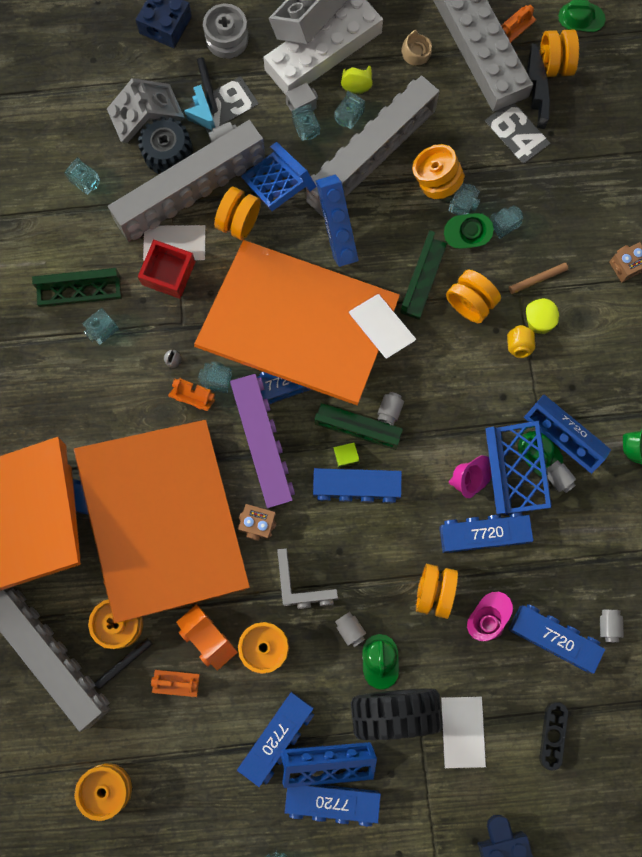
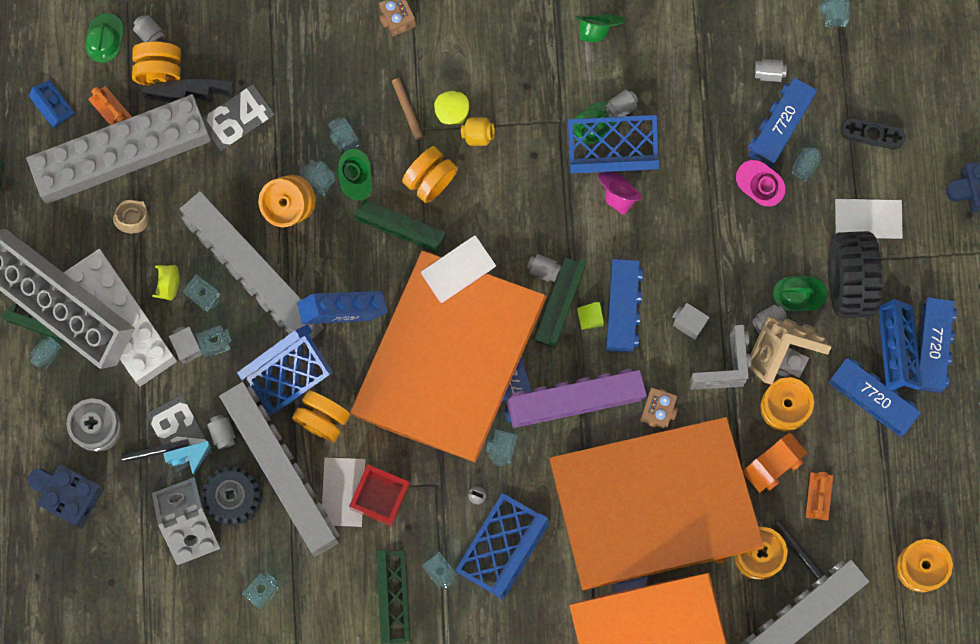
camera: 85 degrees left, 0 degrees up
(110, 394) = (521, 551): none -> blue fence
(200, 398) = (517, 480): orange hinge -> none
(304, 653) = (792, 364): none -> light grey brick
(332, 642) = (774, 342): none -> tan bracket
(345, 549) = (690, 320): none -> light grey brick
(440, 592) = (735, 231): light orange wheel -> none
(486, 533) = (677, 182): blue brick -> none
(515, 665) = (807, 163): none -> clear light blue brick
(568, 434) = (578, 93): blue brick -> none
(591, 49) = (148, 29): none -> light grey brick

